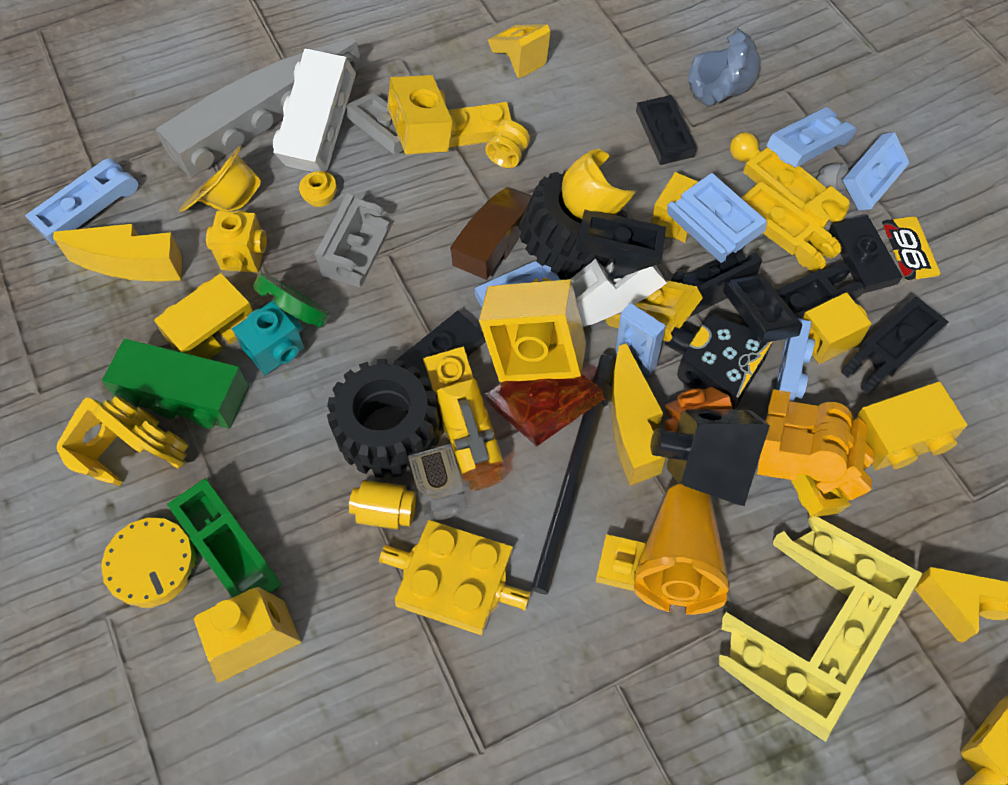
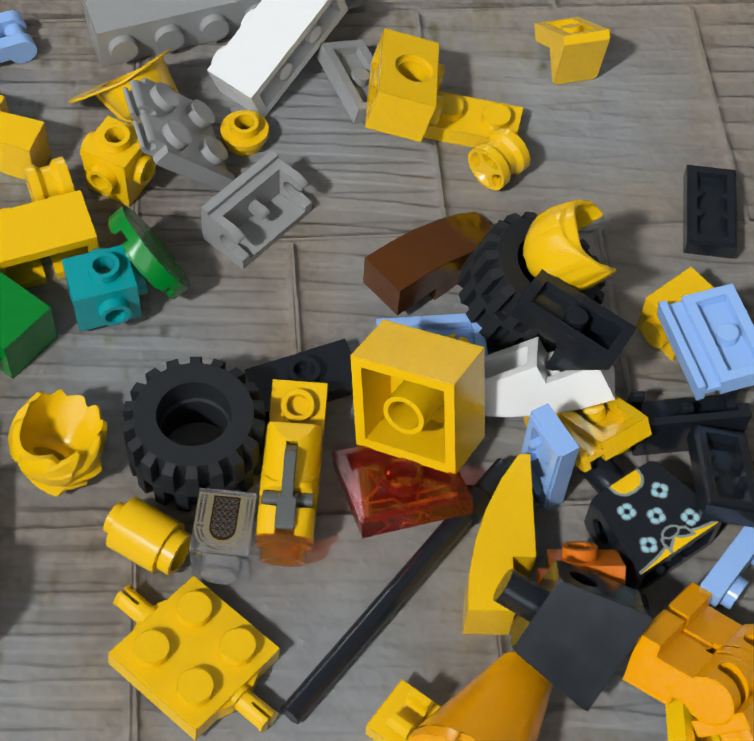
camera: 15 degrees right, 5 degrees down
(192, 274) = (48, 180): none -> yellow wheel
(273, 206) = (178, 133): none -> light grey plate
(288, 461) = (58, 441): none -> yellow hair

